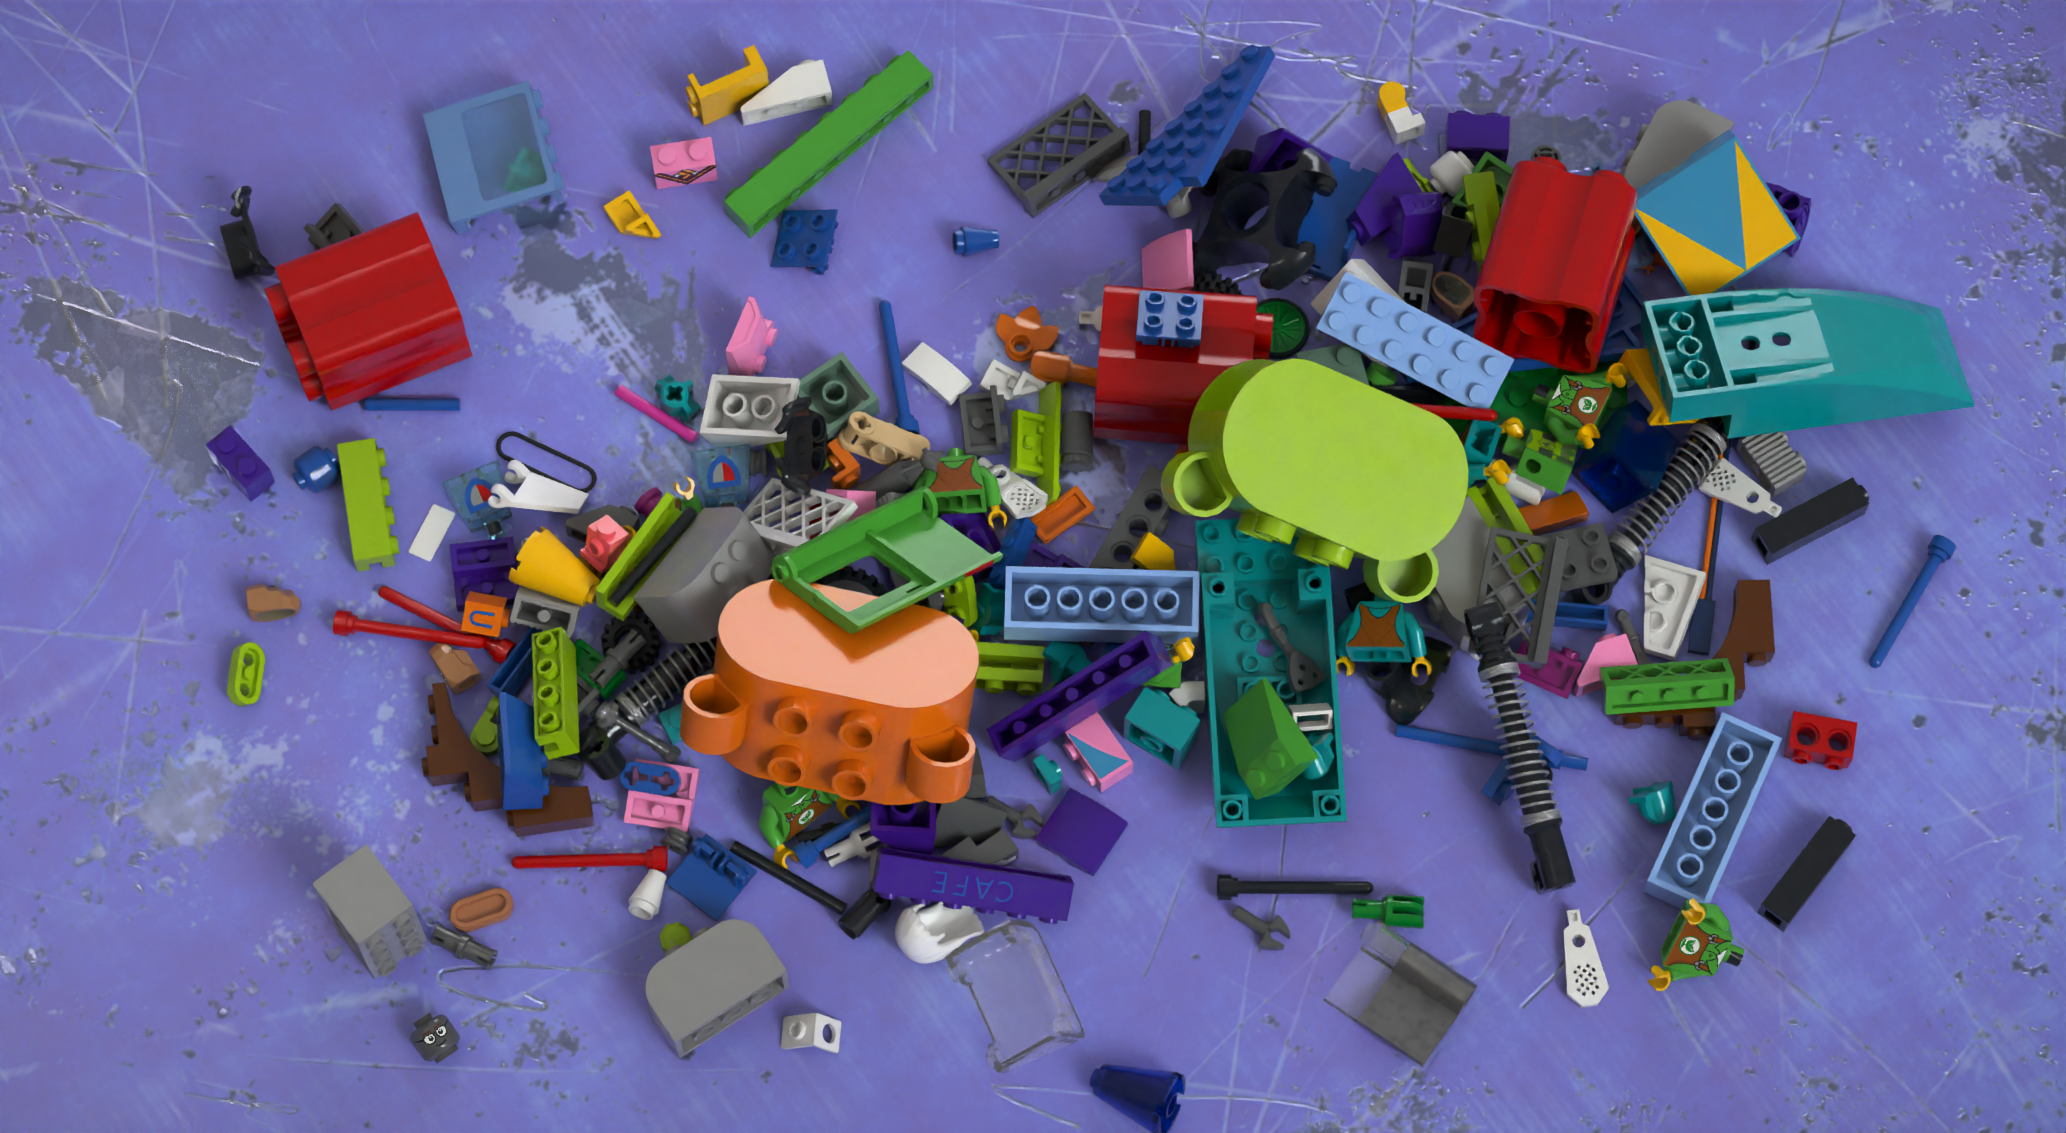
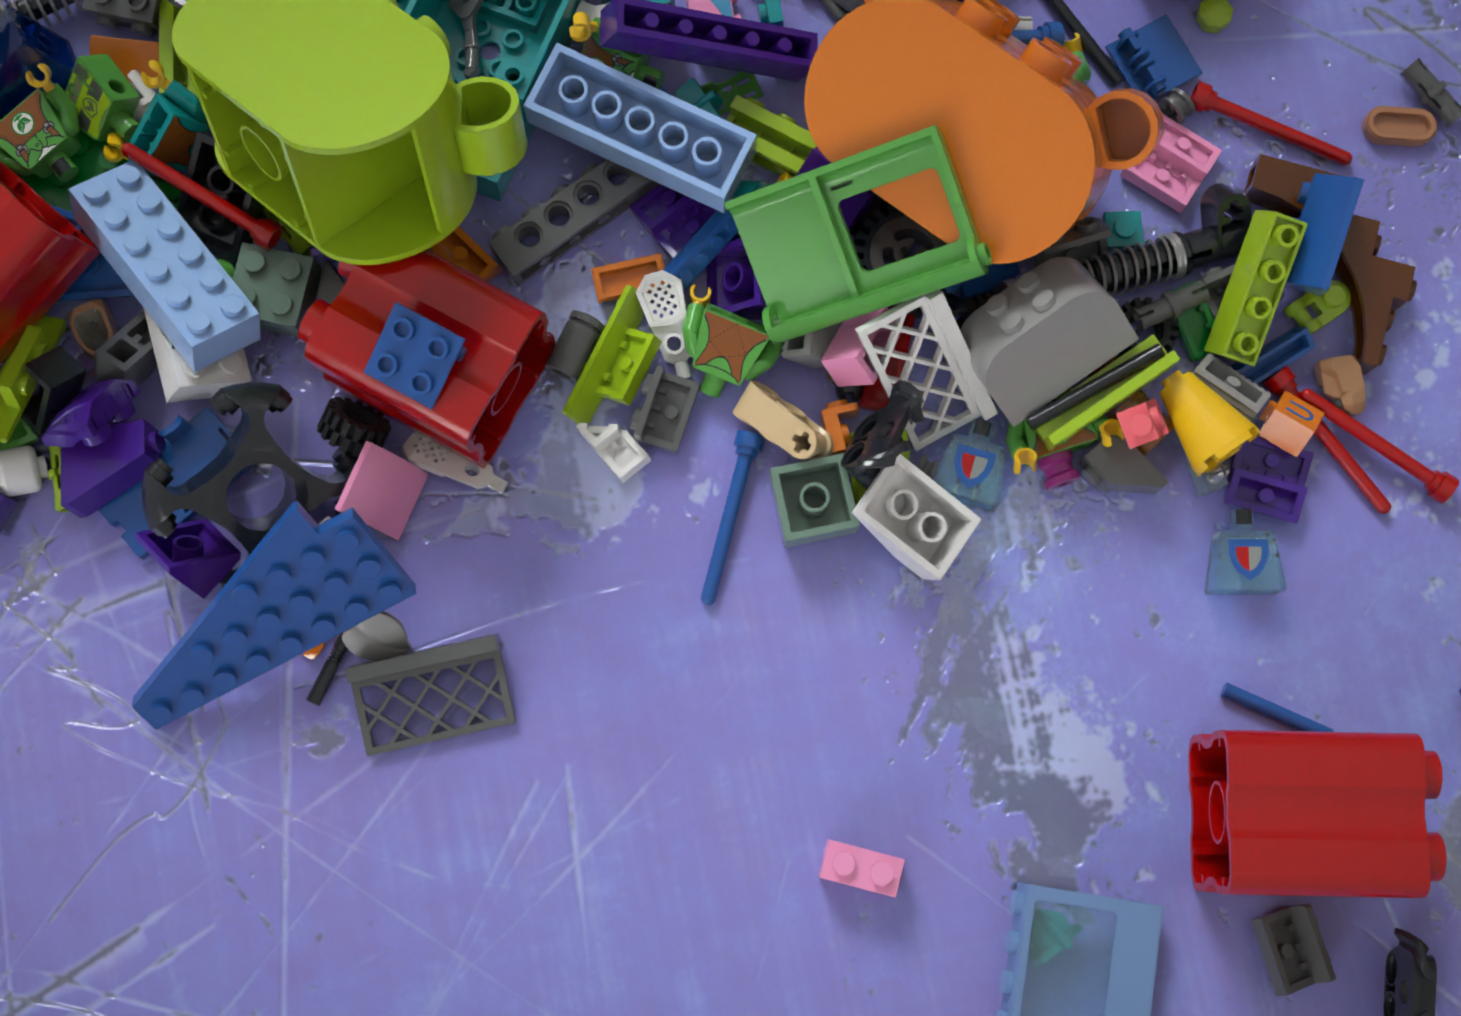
camera: 155 degrees left, 10 degrees up
(316, 469) = (1414, 676): blue head -> none
(366, 503) = (1372, 609): lime brick -> none
(431, 532) = (1307, 554): white sticker -> none
(536, 492) = (1178, 535): white flag -> none
(546, 448) = (1165, 573): black piece -> none
(608, 715) = (1206, 244): dark grey piece -> none
(630, 218) = (946, 832): yellow slope -> none
(648, 895) = (1227, 63): white cone -> none
(649, 786) = (1179, 176): blue beam -> none
(656, 414) = (1011, 581): dark pink bar -> none
(676, 398) = (984, 587): teal piece -> none
(729, 92) = (773, 927): yellow panel -> none
(750, 341) = (884, 602): bright pink slope -> none
(795, 91) = (691, 904): white slope -> none
(805, 239) = (762, 714): blue hinge -> none
(828, 143) = (683, 819): bright green brick -> none
(901, 474) = (788, 379): dark grey wheel -> none
(937, 373) = (688, 491): white slope -> none
(974, 240) = (578, 628): blue cone -> none
(1025, 331) = (567, 500): orange plate -> none
(1059, 368) = (553, 434): orange arm -> none
(1153, 554) = (558, 174): yellow slope -> none
(1289, 327) = (305, 386): green wheel -> none
(1397, 115) = (38, 571): leg -> none

